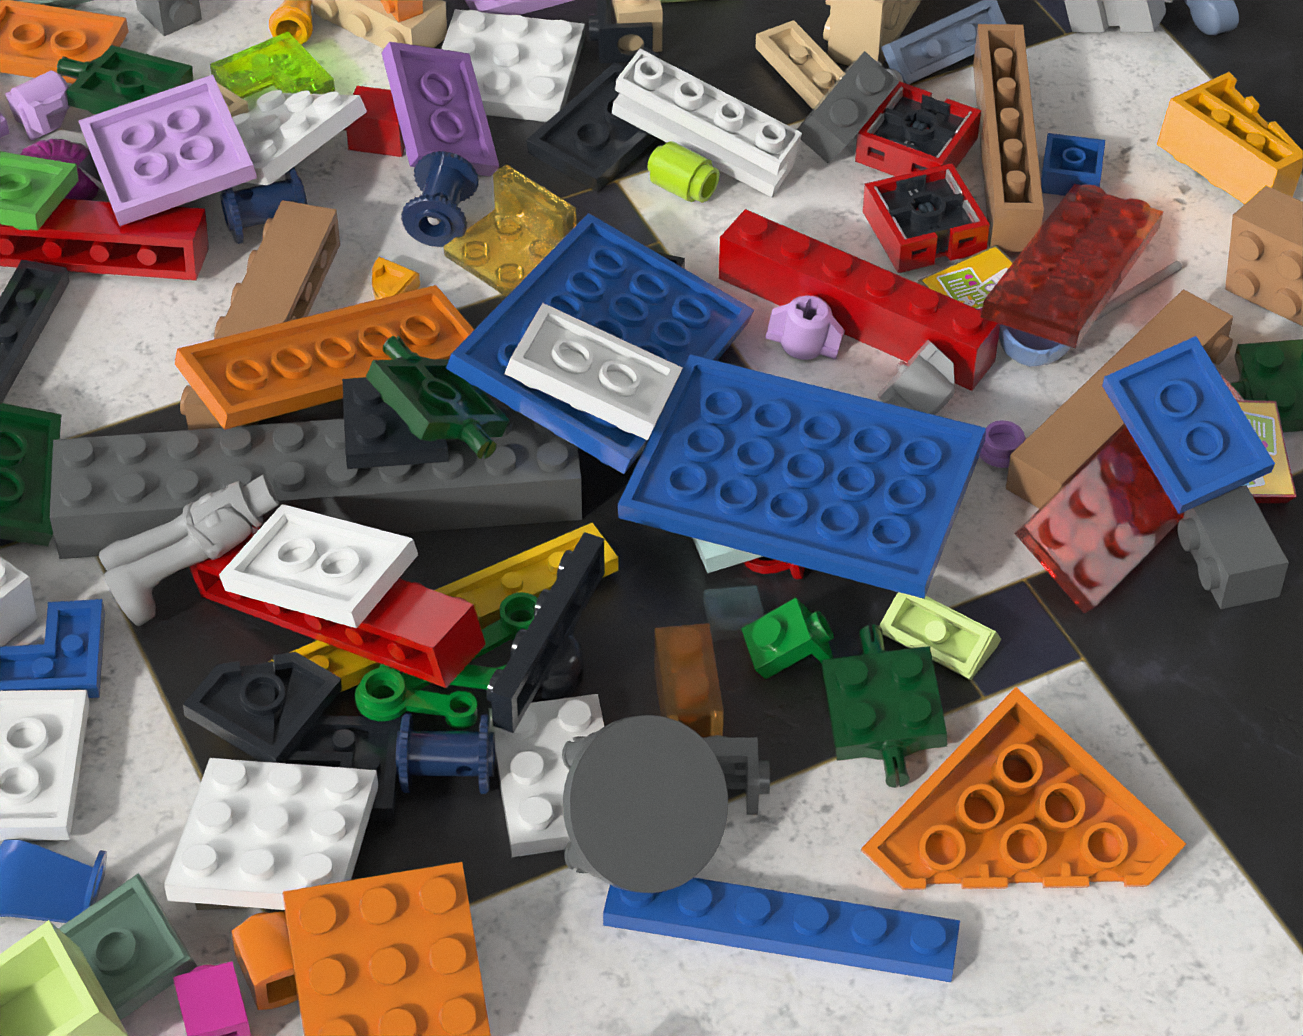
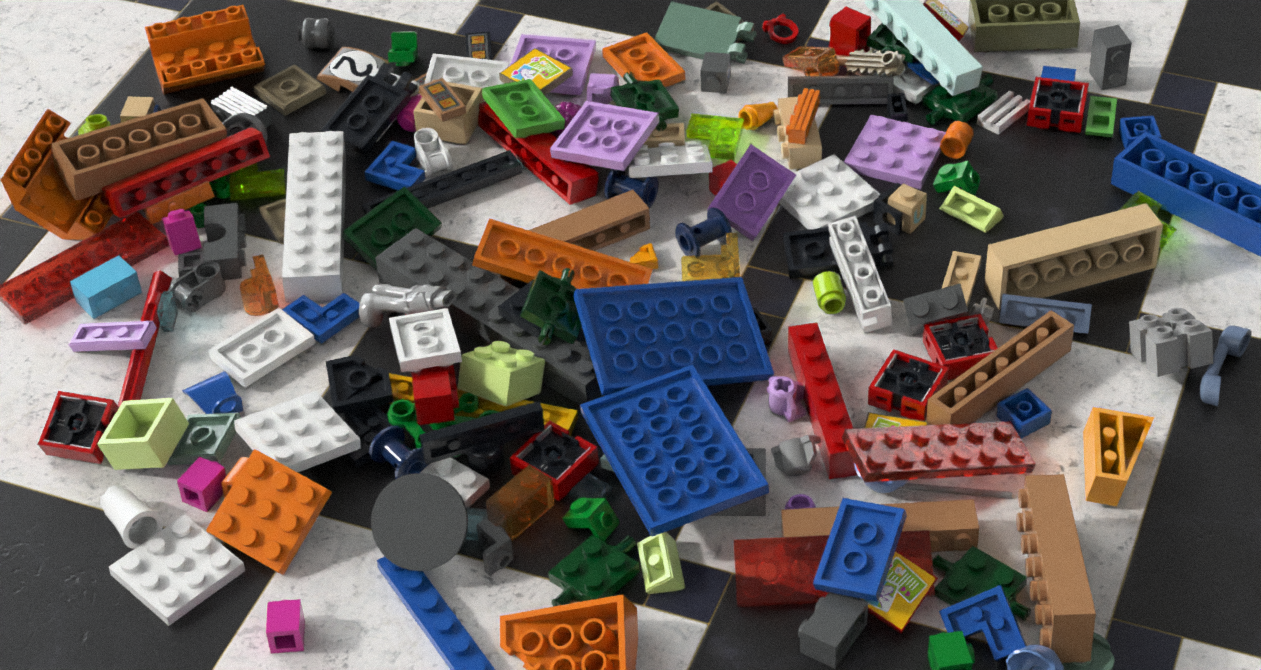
camera: 50 degrees right, 5 degrees down
(455, 539) = (501, 373): none -> yellowish green piece
(593, 371) = (631, 339): white plate -> none
(648, 595) = (558, 457): none -> piece

